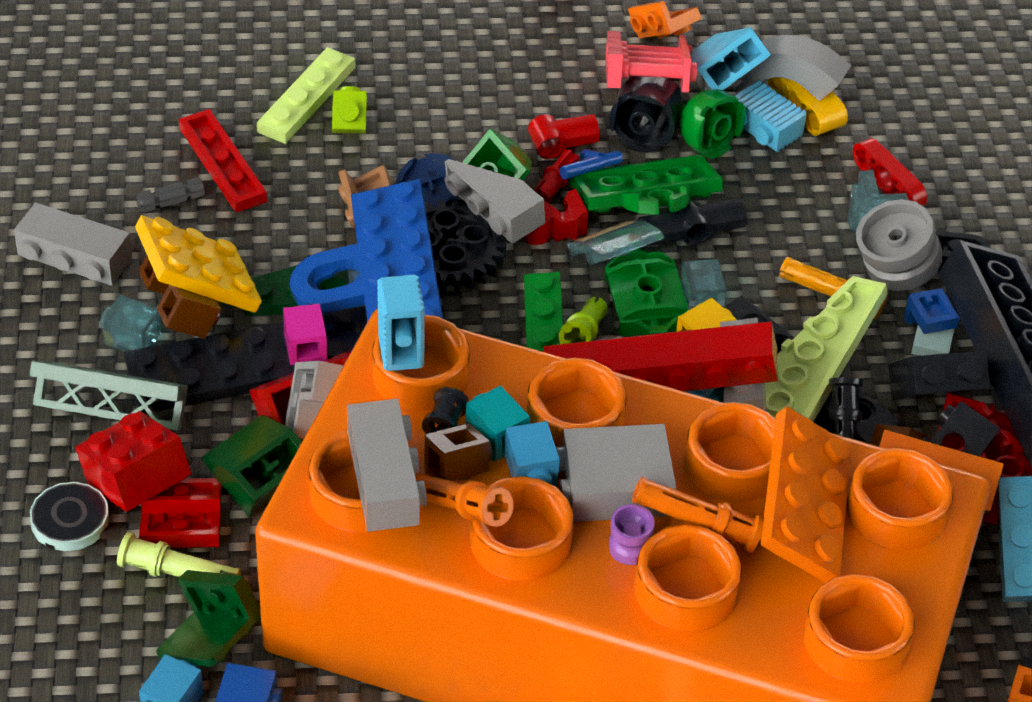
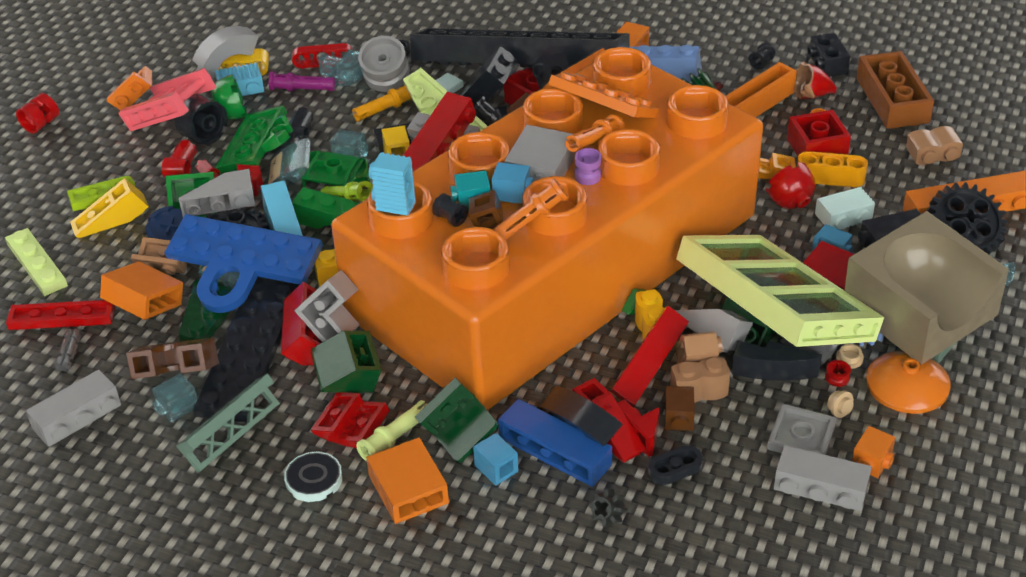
camera: 60 degrees left, 5 degrees down
(94, 611) = (407, 480): none -> orange brick
(133, 460) = (301, 421): red brick -> none
(197, 263) = (154, 338): yellow plate -> none
(289, 208) = (141, 290): none -> orange brick
(305, 333) = (261, 309): dark pink brick -> none
(349, 110) = (73, 243): lime bracket -> none
(385, 465) = (490, 229): light grey brick -> none
(431, 116) = (113, 209): none -> yellow slope
(458, 92) = (85, 196): none -> lime plate
(492, 282) = (279, 208): none -> medium azure slope
(590, 162) = (216, 155): blue hose -> none
(728, 56) = (205, 54): medium azure slope -> none
(808, 169) = (291, 82): none -> magenta pin
(931, 311) = (438, 70): blue bracket -> none

